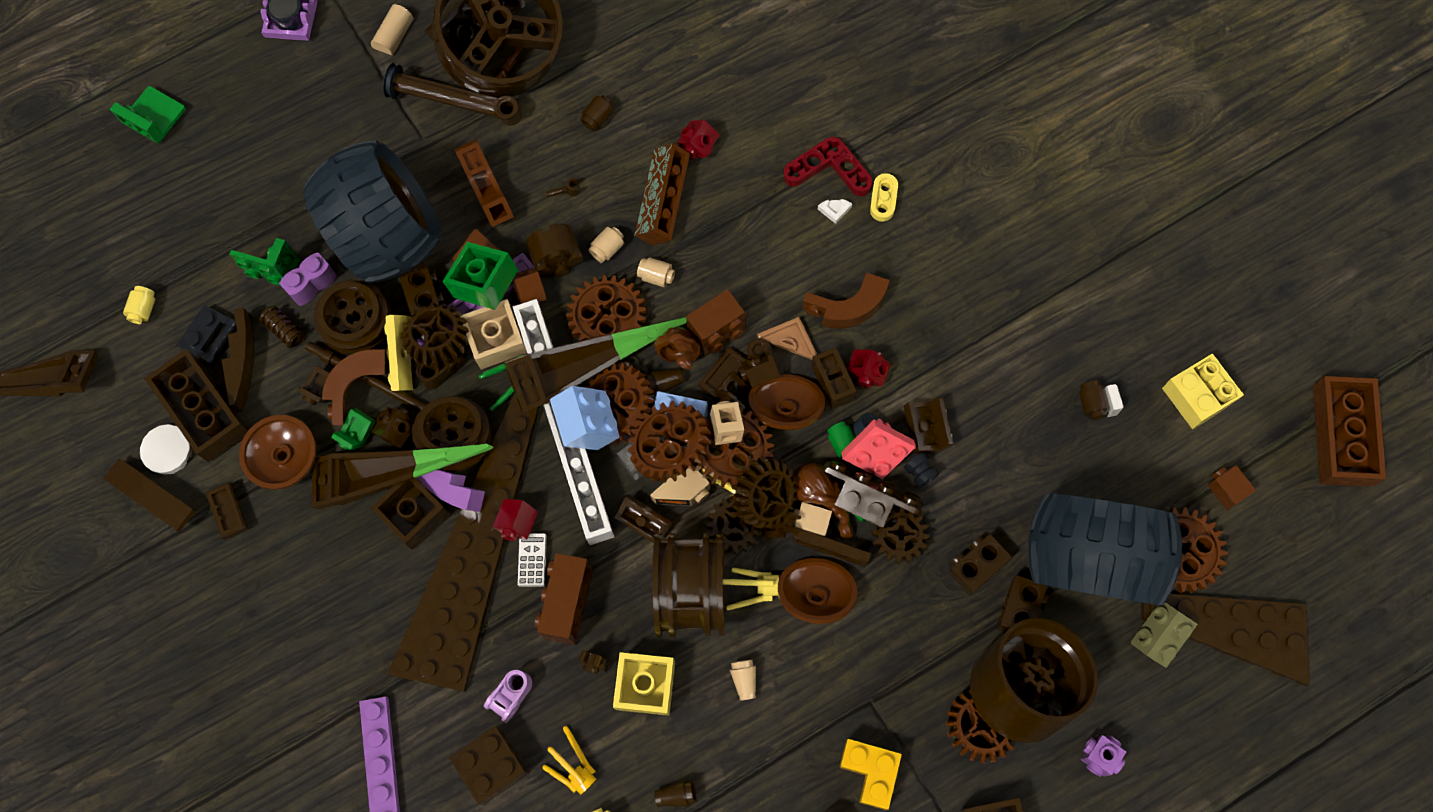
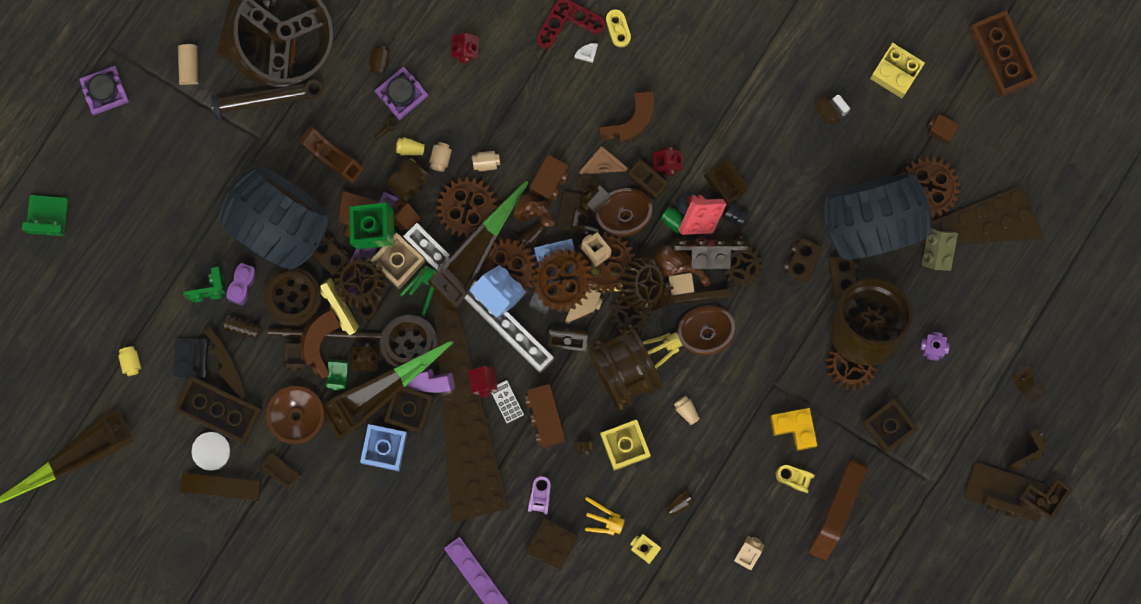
camera: 35 degrees left, 10 degrees up
(355, 541) = (383, 447): none -> light blue brick
(577, 218) = (409, 147): none -> light yellow cone
(601, 158) = (401, 93): none -> piece
(662, 194) = (461, 101): reddish brown brick -> none

